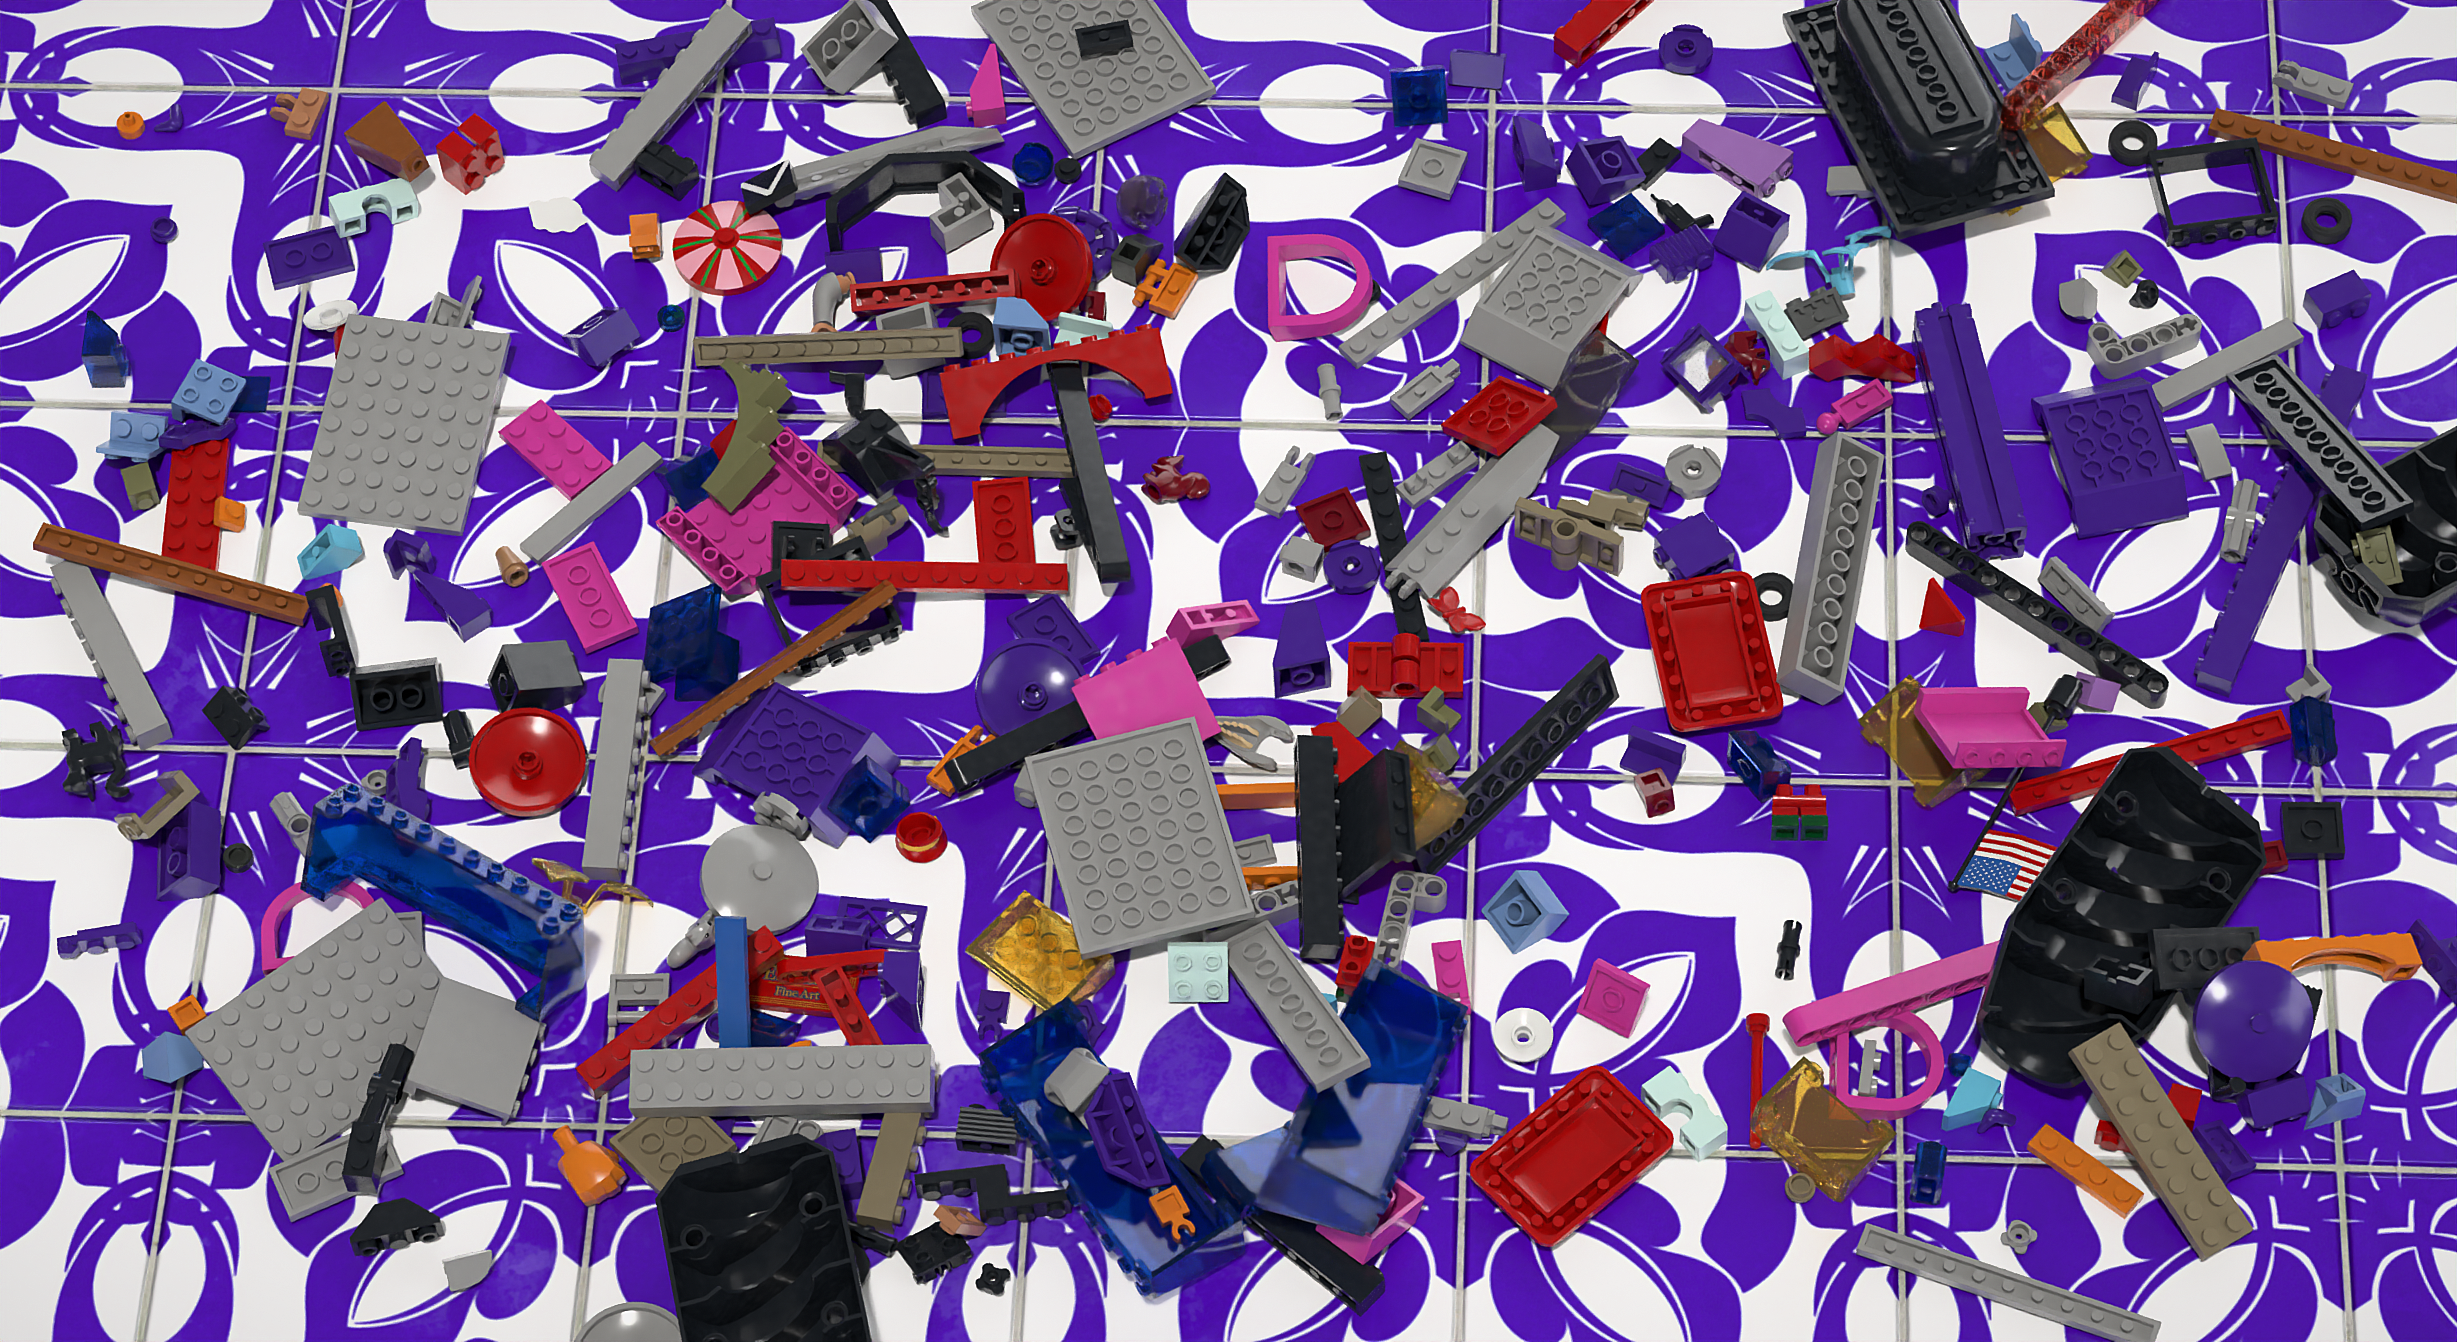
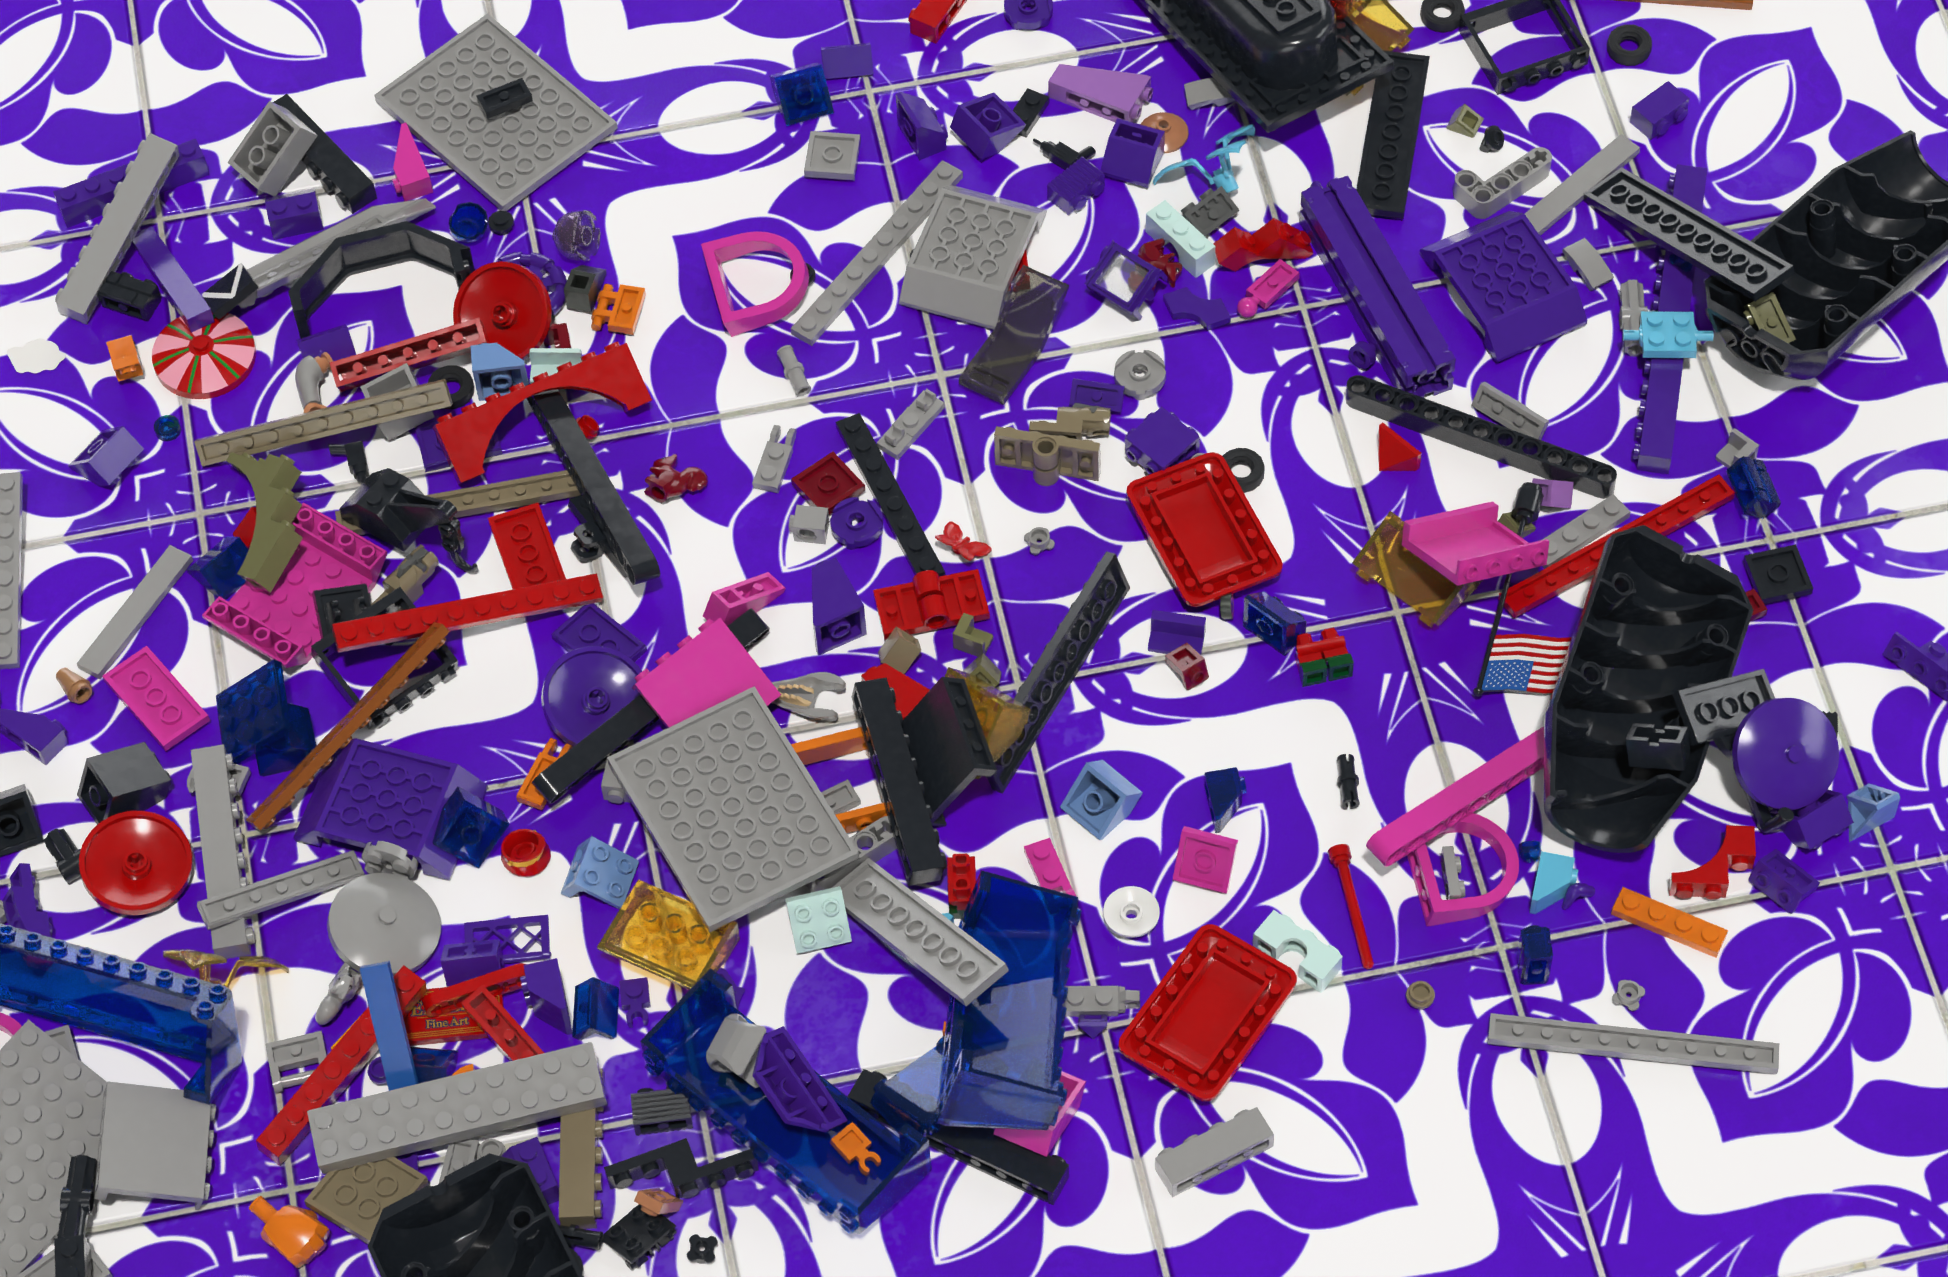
camera: 15 degrees left, 0 degrees up
(555, 450) = (88, 570): dark pink plate -> none
(663, 821) = (279, 890): none -> light grey tile
(714, 162) = (172, 279): none -> dark purple slope
(856, 117) = (294, 213): none -> dark purple slope
(949, 1013) = (595, 1009): none -> clear blue panel
(962, 214) = (415, 280): light grey brick -> none
(991, 874) = (600, 872): none -> medium blue bracket
(1215, 227) = (650, 245): black wedge -> none
(1406, 903) = (991, 814): light grey beam -> none
(1425, 388) = (879, 350): light grey hinge -> none
(1472, 515) = (954, 452): light grey hinge -> none
(1499, 415) = (954, 359): red plate -> none
(1537, 619) = (1036, 534): none -> light grey plate
(1539, 1299) = (1214, 1151): none -> light grey brick
(1626, 227) = (1018, 172): clear blue plate -> none
(1654, 935) = (1223, 795): none -> clear blue slope
(1714, 738) = (1227, 606): none -> pearl dark grey tile
(1806, 216) = (1174, 126): none -> nougat dish
(1819, 1131) = (1426, 940): clear yellow windscreen -> none
(1830, 568) = (1289, 434): light grey brick -> none
(2037, 267) = (1392, 135): none -> black plate
(2078, 298) = (1435, 154): light grey brick -> none
(2117, 738) = (1586, 529): none -> light grey plate
(2160, 1141) = (1733, 880): dark tan plate -> none
(2268, 547) = (1668, 334): none -> medium azure plate
(2388, 955) = (1878, 670): orange arch -> none

